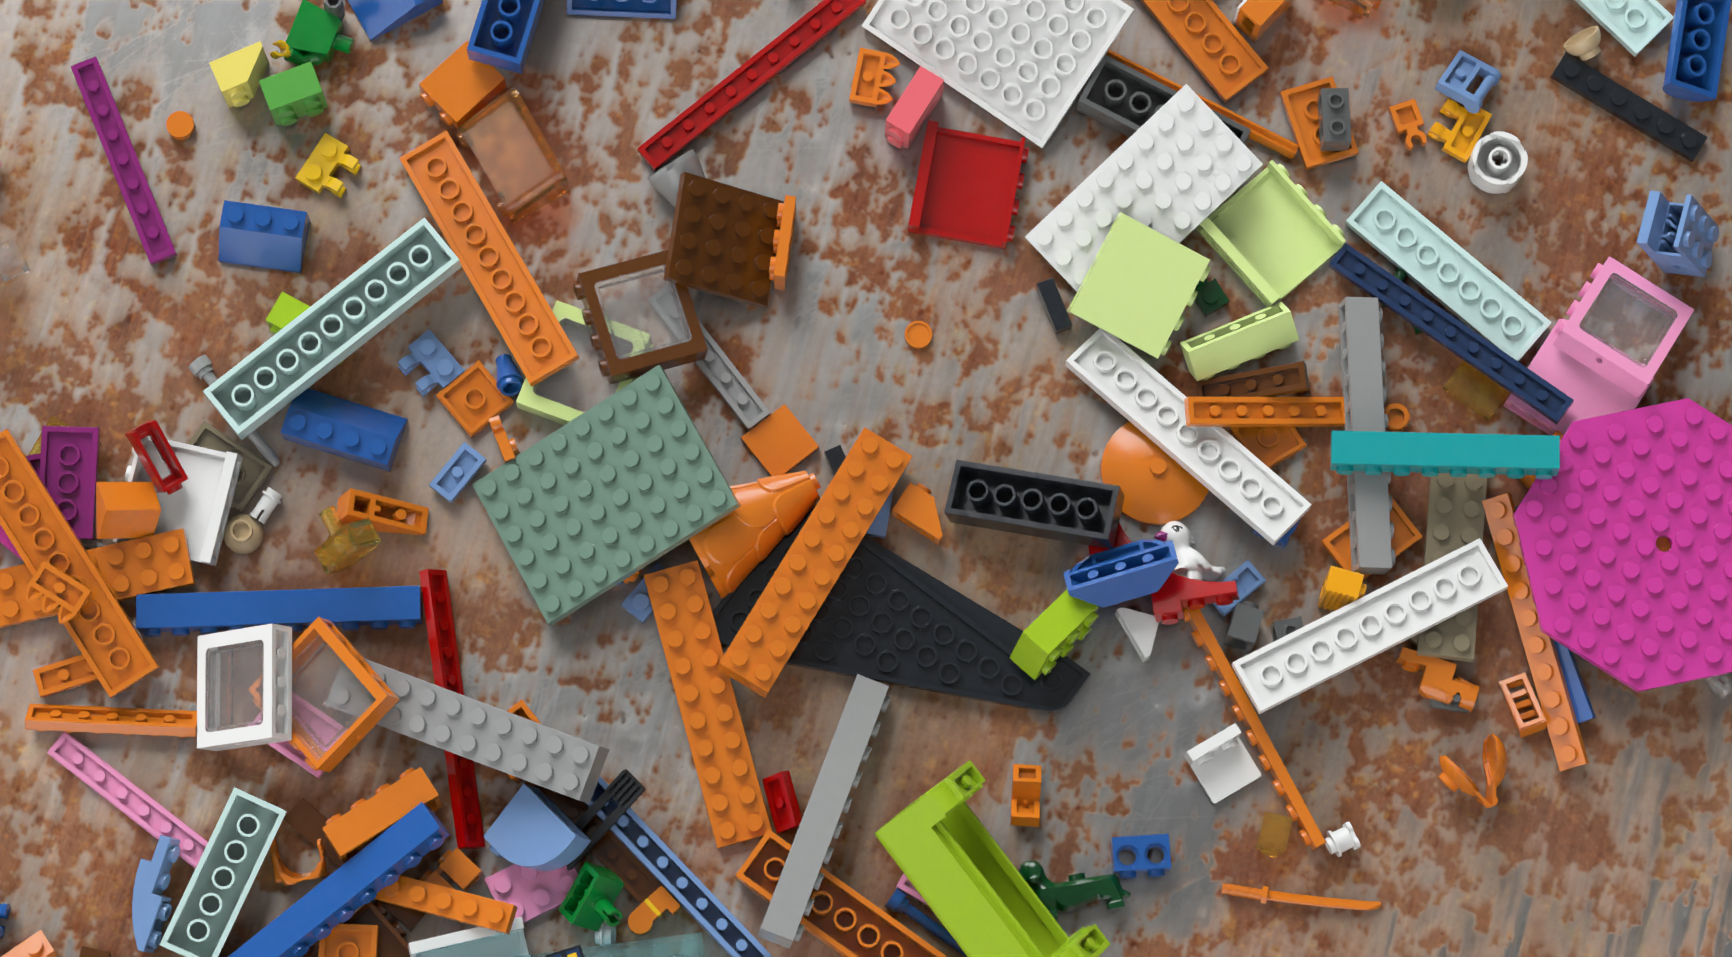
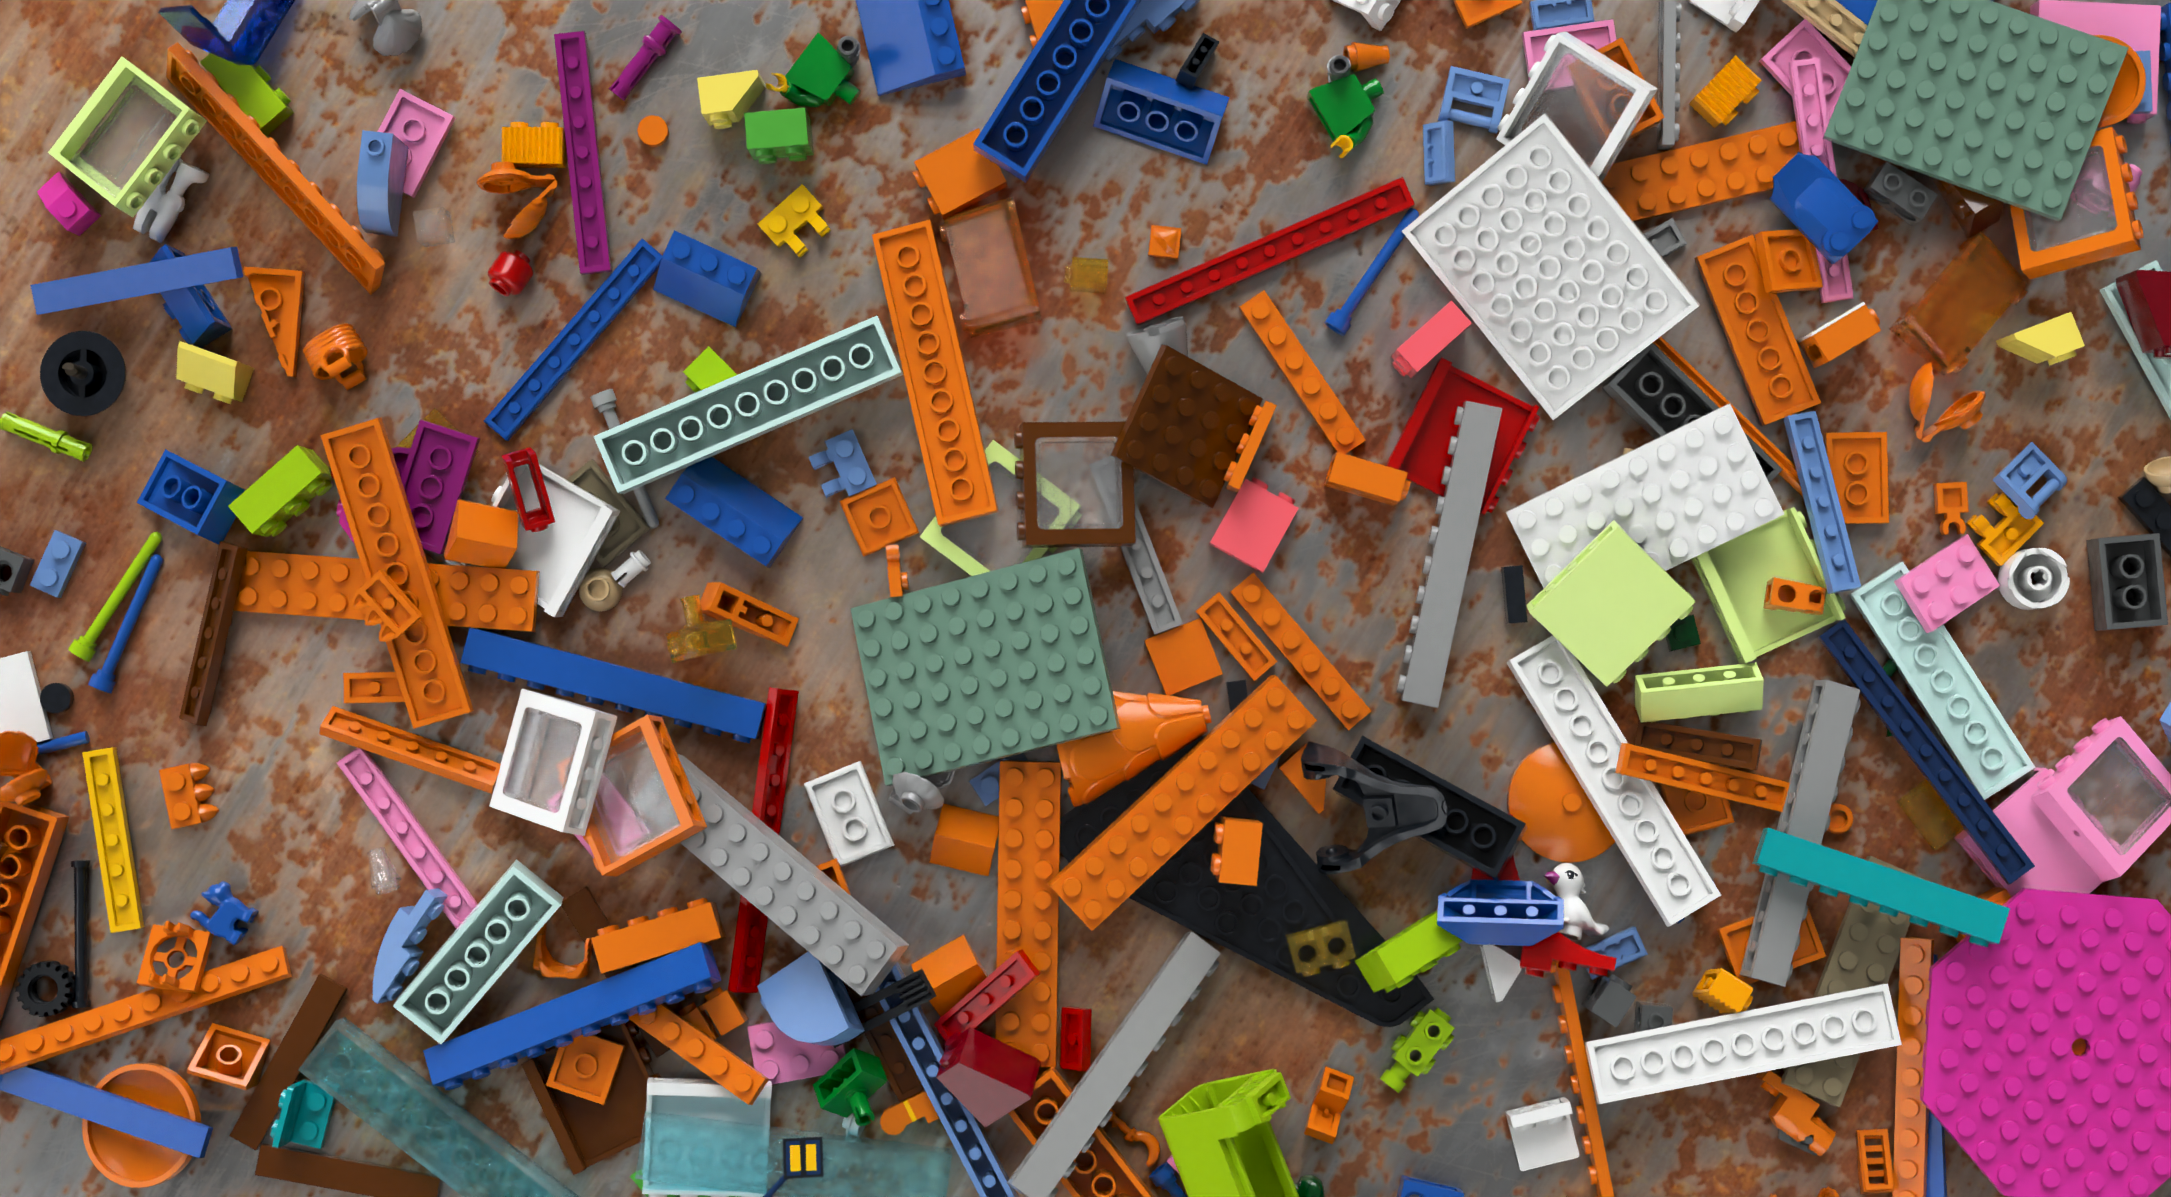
camera: 25 degrees right, 10 degrees up
(63, 200) = (506, 179): none -> orange animal
(78, 166) = (534, 145): none -> light orange brick
(87, 280) = (510, 273): none -> red head
(116, 838) = (382, 872): none -> clear cone
(160, 54) = (653, 46): none -> magenta pin
(160, 324) = (574, 340): none -> blue tile
(457, 472) = (839, 591): medium blue plate -> none
(508, 377) = (919, 505): blue cone -> none
(522, 664) = (849, 814): none -> white tile
(578, 620) = (918, 793): none -> light grey animal
(598, 139) = (1087, 275): none -> clear yellow brick
(633, 658) = (965, 839): none -> orange slope
(658, 93) = (1164, 242): none -> orange tile
(663, 779) = (951, 972): none -> orange slope
(692, 787) = (989, 995): none -> red plate
(711, 850) = (987, 1074): none -> dark red slope
(808, 310) = (1254, 524): none -> coral brick
(811, 171) = (1301, 373): none -> orange plate
(821, 411) = (1236, 636): none -> orange plate
(830, 117) = (1340, 320): none -> blue piece
(859, 874) = (1133, 1135): none -> orange piece
(871, 76) = (1395, 290): orange plate -> none
(876, 585) = (1237, 850): none -> orange brick
(881, 408) = (1300, 651): none -> orange plate
(894, 241) = (1367, 479): none -> orange brick
(918, 334) = (1362, 582): orange piece -> none
(971, 648) = (1319, 939): none -> clear yellow brick
(987, 286) = (1450, 553): none -> light grey brick
(999, 508) = (1391, 808): none -> black animal
(1093, 714) = (1419, 1040): none -> lime brick
(1294, 149) = (1822, 502): none -> medium blue plate
(1297, 236) = (1794, 596): none -> orange leg
(1334, 119) = (1874, 483): dark grey brick -> none
(1392, 41) = (1962, 413): none -> orange animal
(1425, 188) = (1947, 583): none -> bright pink plate
(1578, 142) = (2127, 582): none -> dark grey brick

